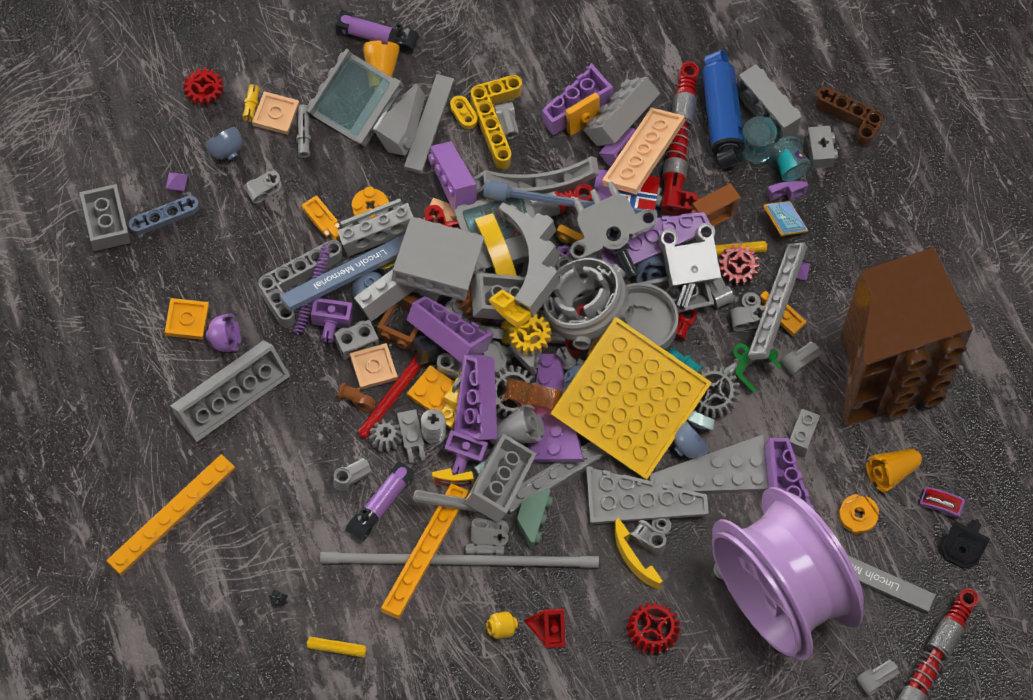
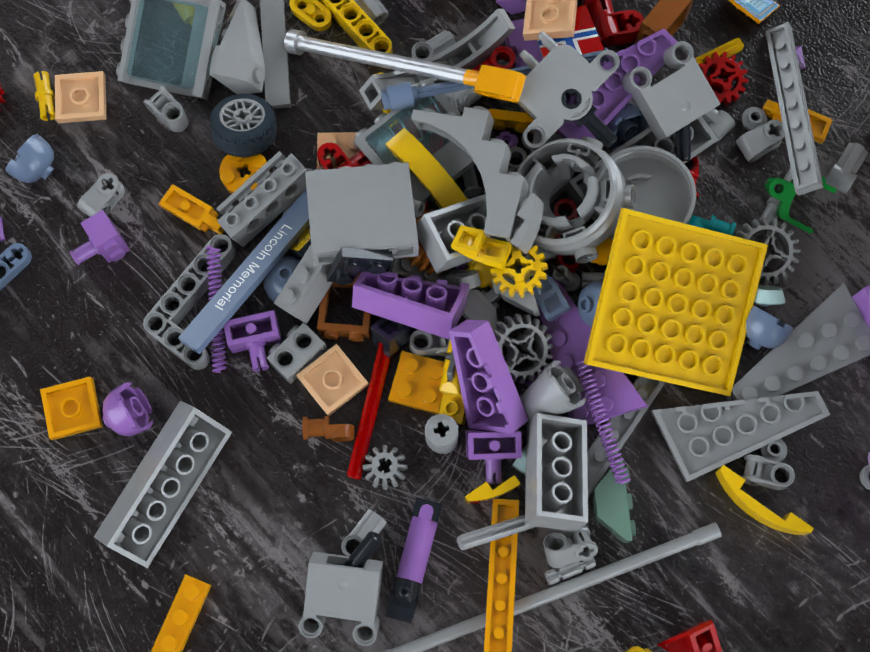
camera: 15 degrees left, 10 degrees up
(253, 215) = (103, 239): none -> medium lavender brick
(303, 149) = (133, 130): light grey pin -> none
(325, 498) = (344, 590): none -> light grey piece
(333, 141) = (165, 107): none -> light grey piece
(382, 173) = (243, 125): none -> black wheel
(411, 434) = (415, 450): light grey hinge -> none
(420, 286) = (353, 260): none -> black plate
(453, 175) = (333, 96): medium lavender wedge -> none
(532, 393) = (551, 345): clear orange beam -> none
(540, 167) = (433, 46): none -> light grey piece
(547, 365) = (551, 299): none -> sand blue plate
(548, 461) = (616, 472): none -> medium lavender piece
(552, 298) = (531, 213): none -> light grey slope
(559, 201) = (489, 81): none -> flat silver piece
(660, 642) = (838, 576): red gear -> none

